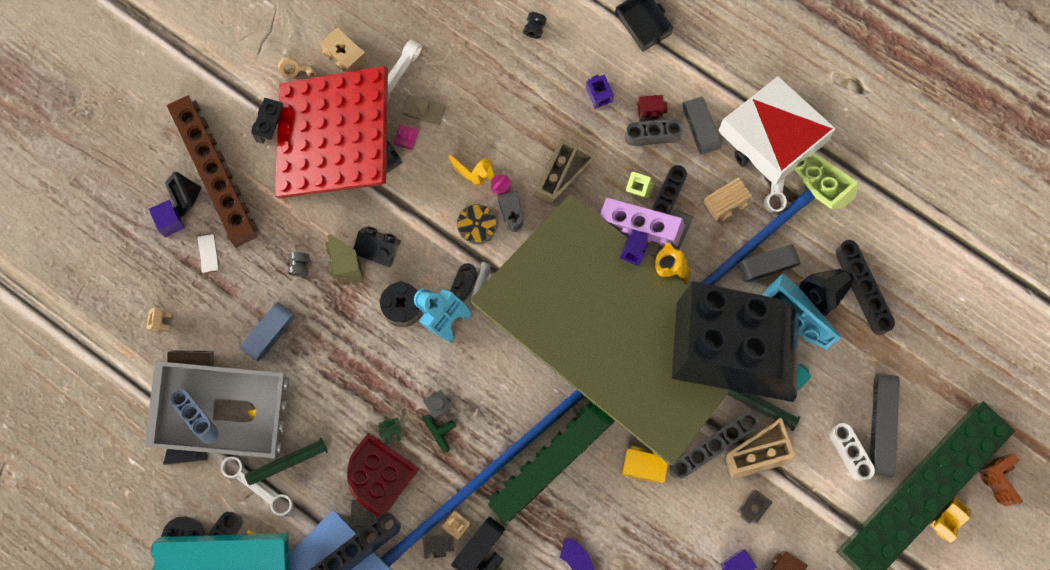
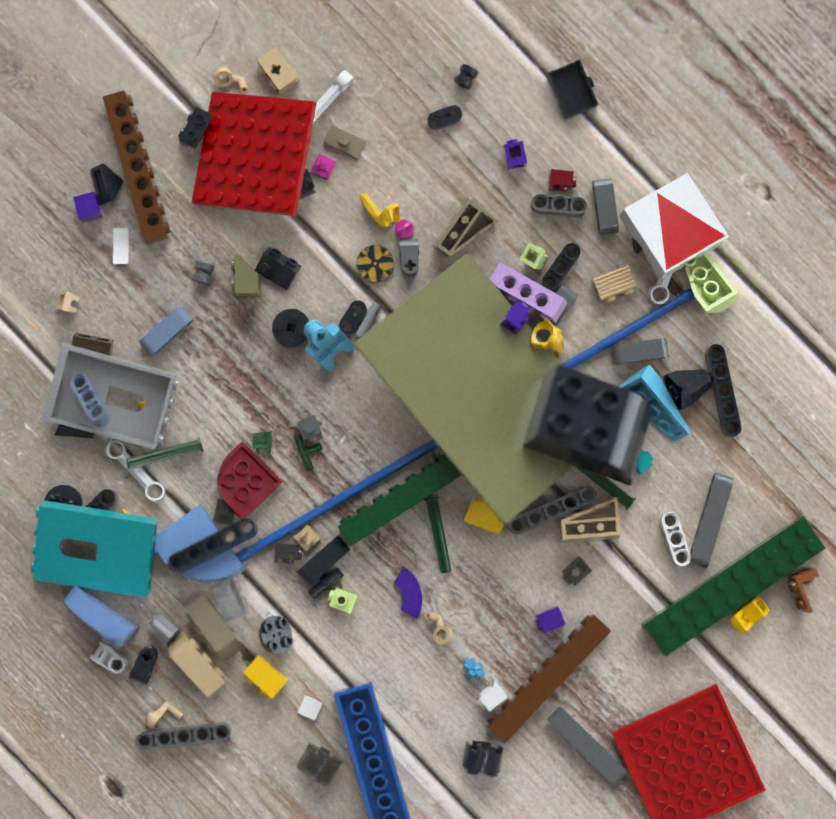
camera: 10 degrees right, 10 degrees up
(518, 66) = (446, 121): none -> black beam
(598, 495) = (438, 534): none -> dark green axle

